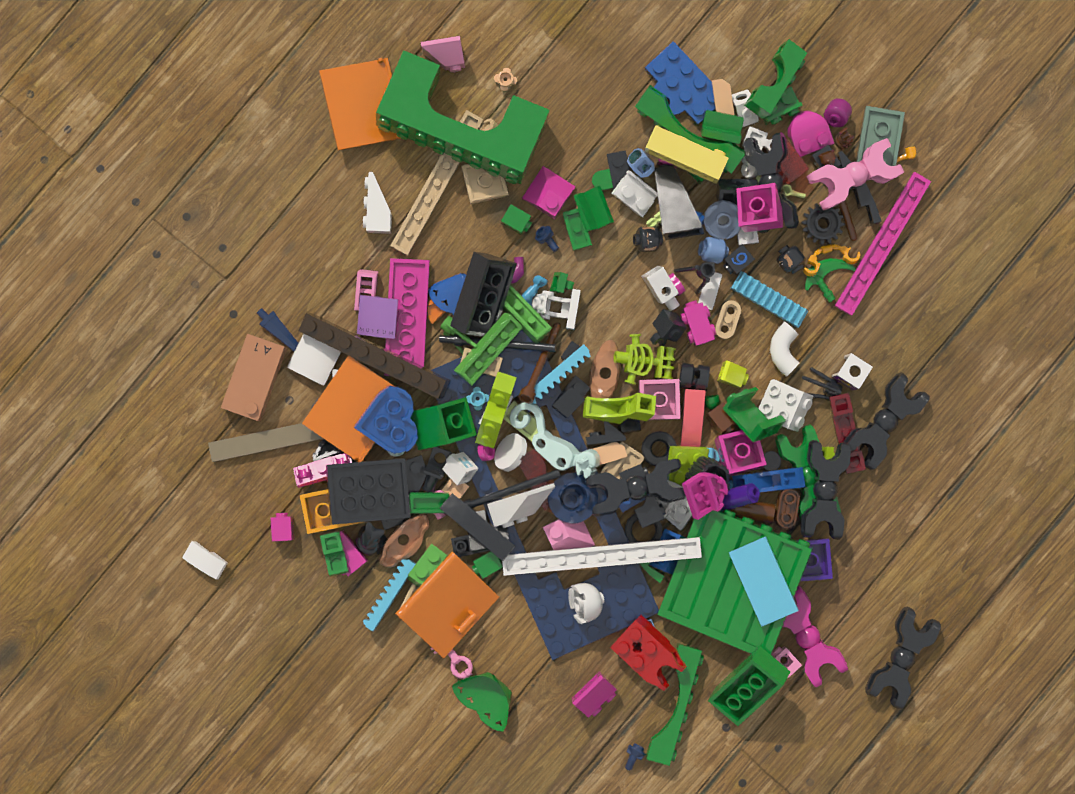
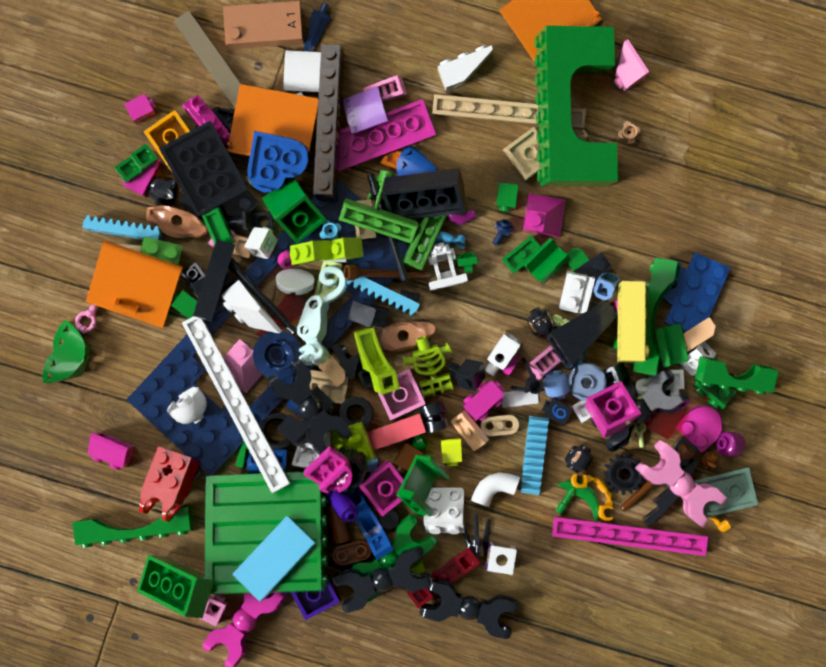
camera: 70 degrees right, 0 degrees up
(204, 560) = (82, 56): white slope -> none
(636, 752) = (75, 509): dark blue plate -> none
(696, 261) = (539, 374): none -> bright pink slope
(720, 349) = (469, 430): none -> light nougat plate

